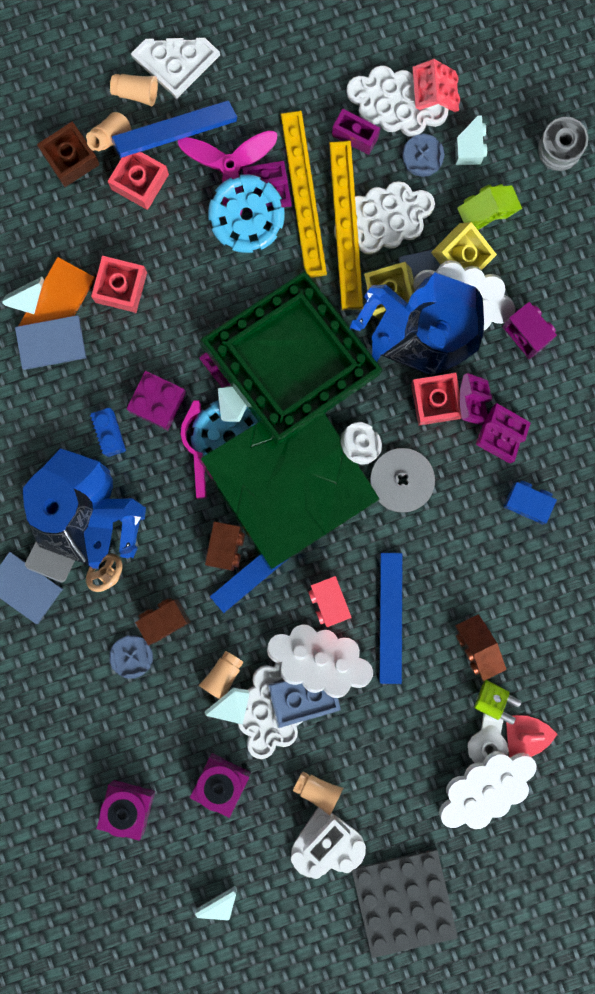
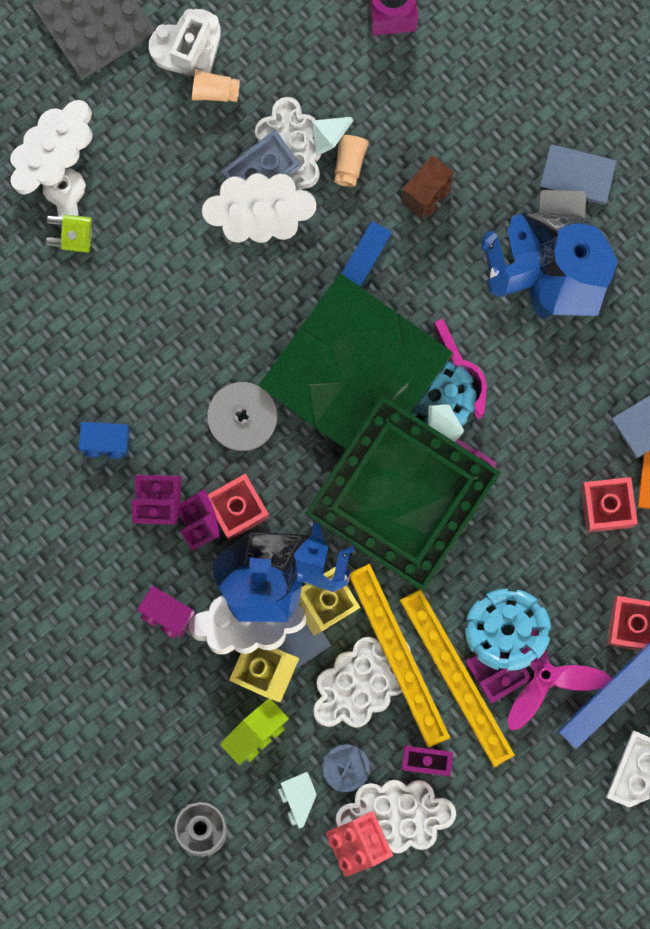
camera: 155 degrees right, 5 degrees down
(105, 574) = (499, 215): light nougat piece -> none
(108, 432) = (557, 352): blue brick -> none
(131, 656) = (446, 145): sand blue tile -> none
(156, 400) = (522, 401): magenta brick -> none
(220, 785) = (311, 58): magenta piece -> none
(224, 546) = (396, 280): copper brick -> none
(330, 602) = (270, 265): coral brick -> none
(361, 443) = (298, 435): white tile -> none
(390, 618) = (204, 277): blue tile -> none
(480, 647) = (104, 275): copper brick -> none
(528, 735) = (28, 215): coral shield -> none

